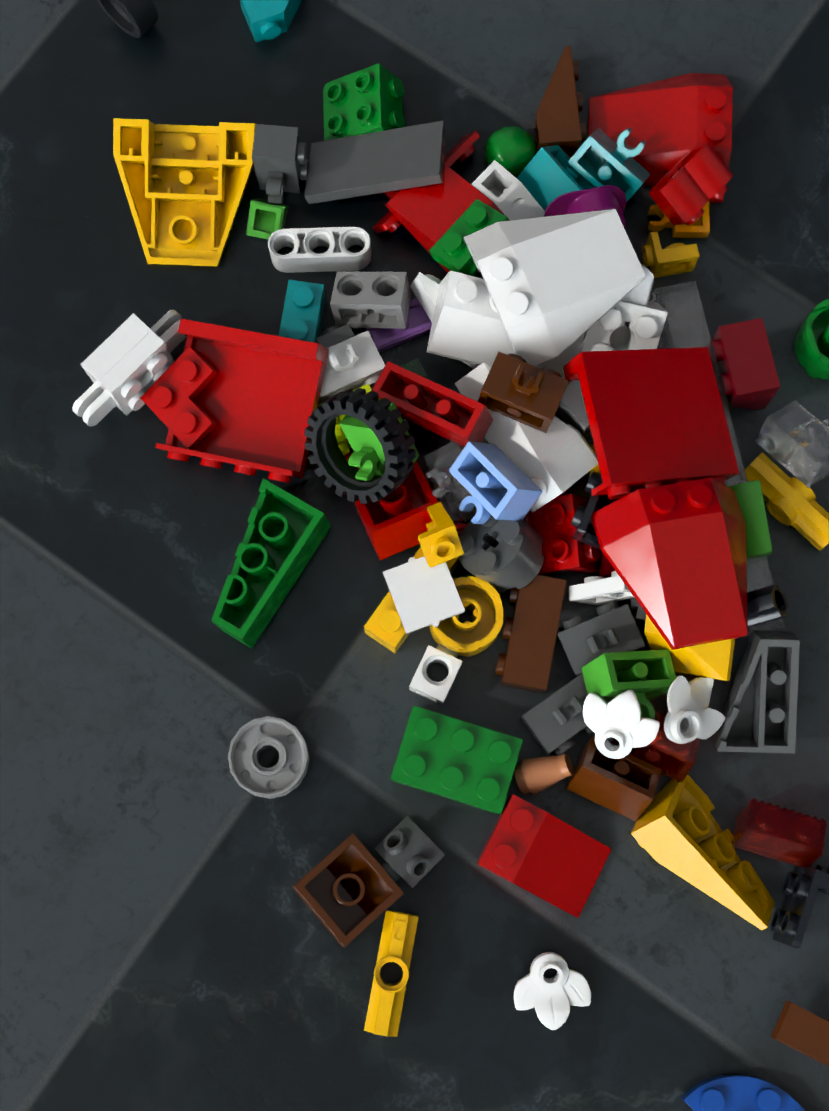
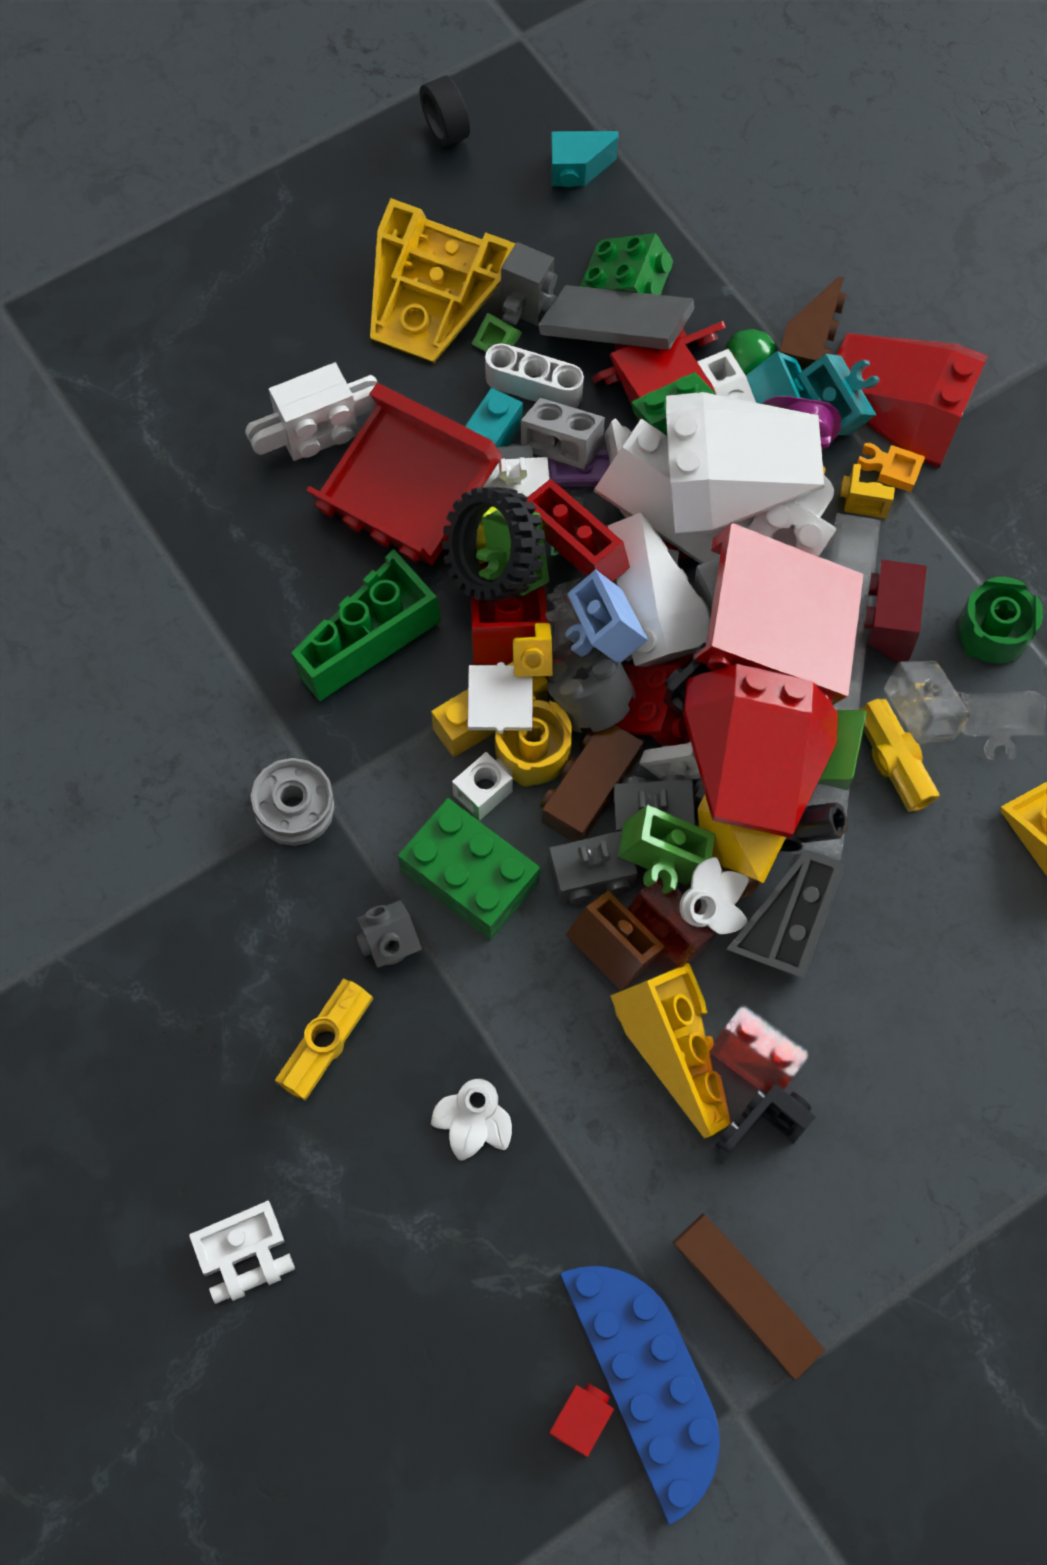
camera: 20 degrees right, 10 degrees down
(174, 398) = (342, 455): red plate -> none
(348, 890) = (313, 944): reddish brown slope -> none
(523, 391) = (665, 546): reddish brown brick -> none
(542, 772) = (545, 911): nougat cone -> none
(544, 855) = (517, 988): red slope -> none
(619, 720) = (638, 874): white plate -> none
(691, 185) = (908, 432): red brick -> none

